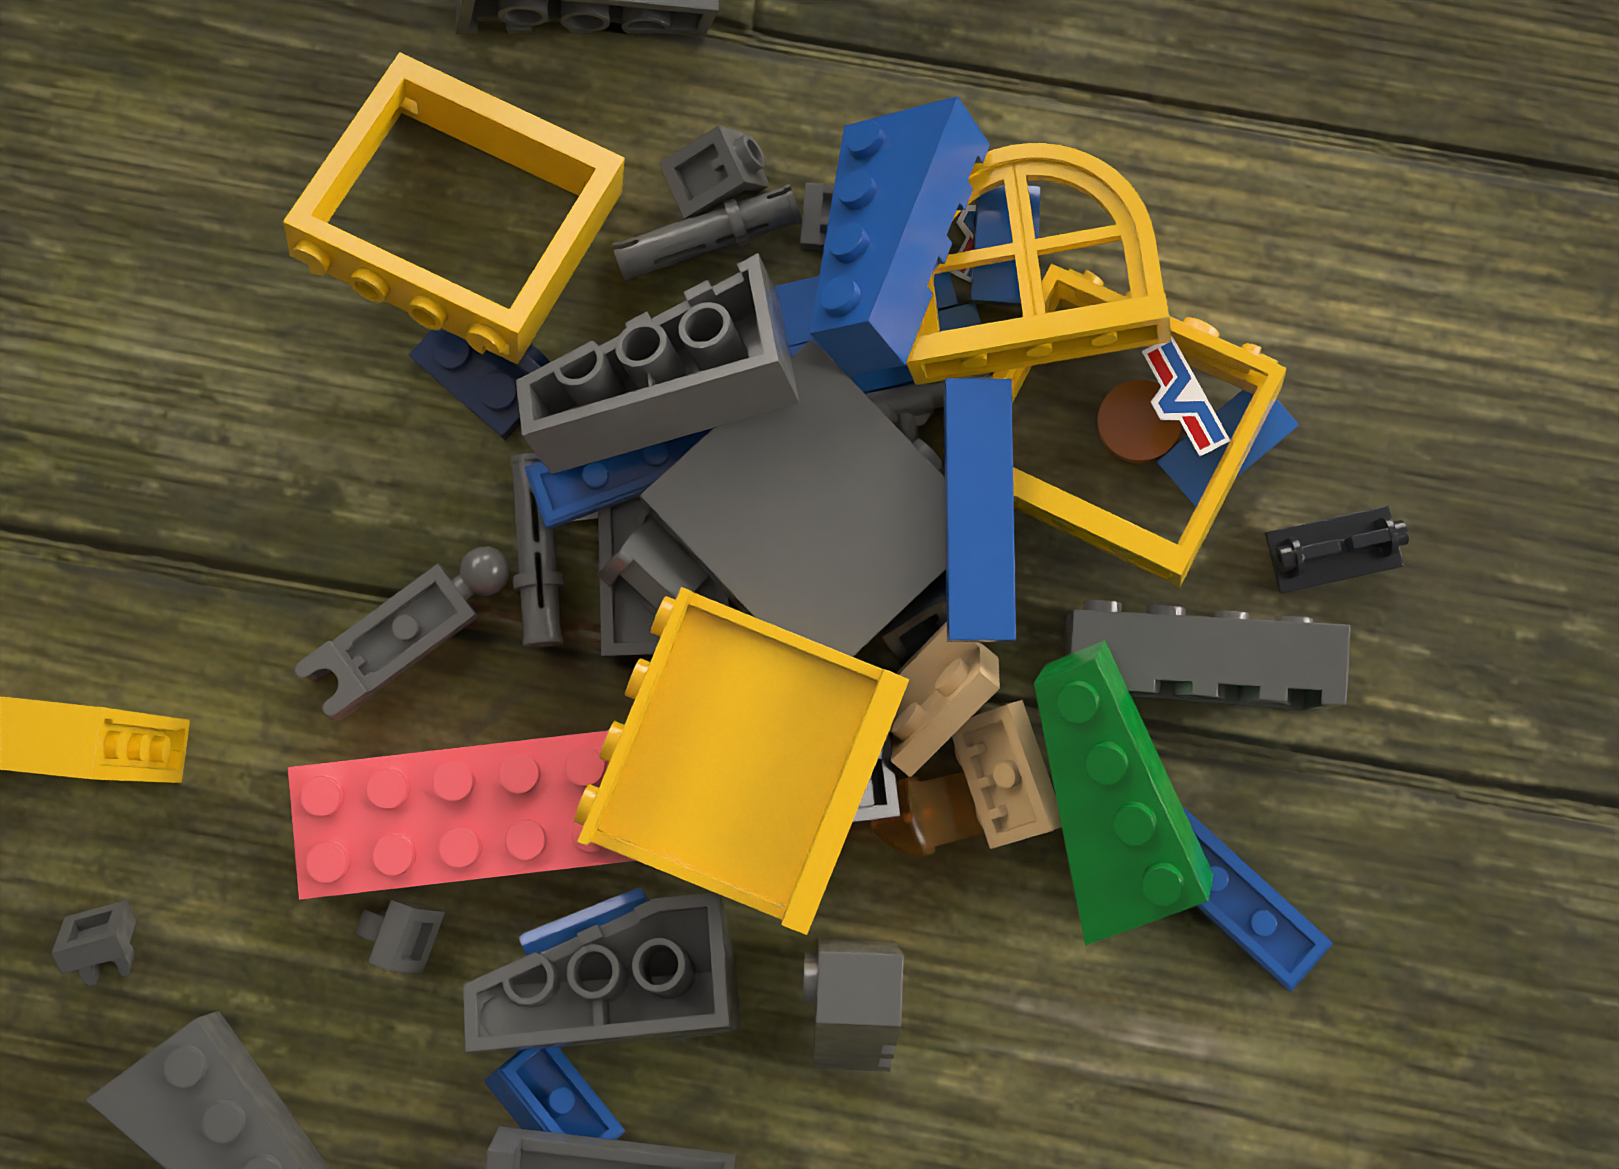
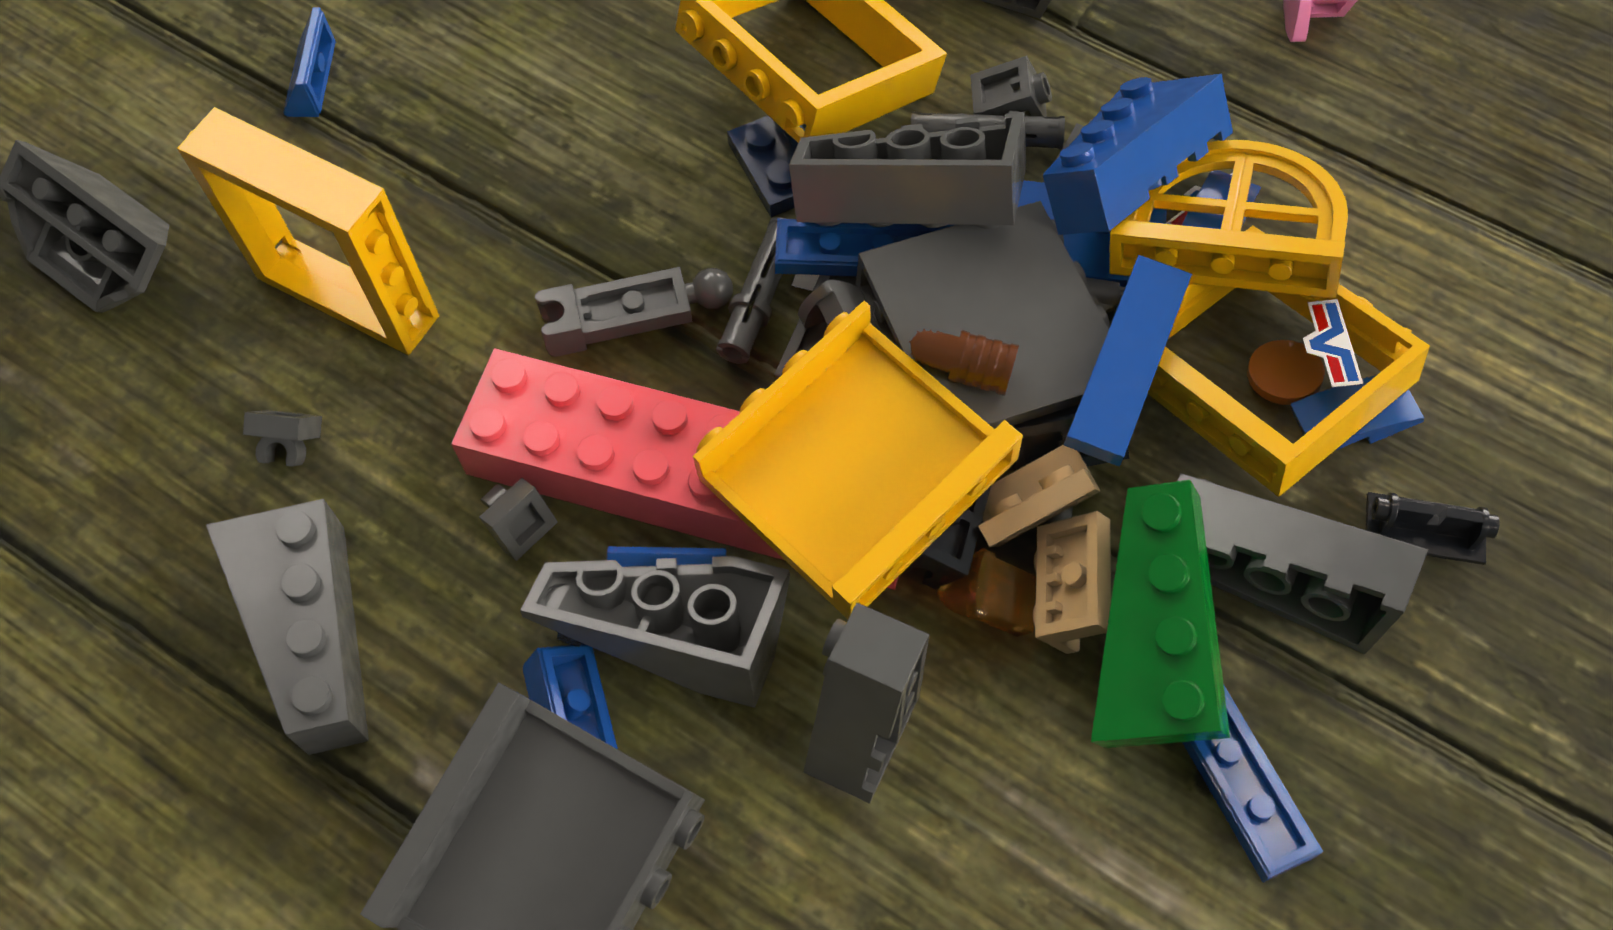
camera: 25 degrees right, 20 degrees down
(809, 593) = (967, 358): none -> reddish brown hinge

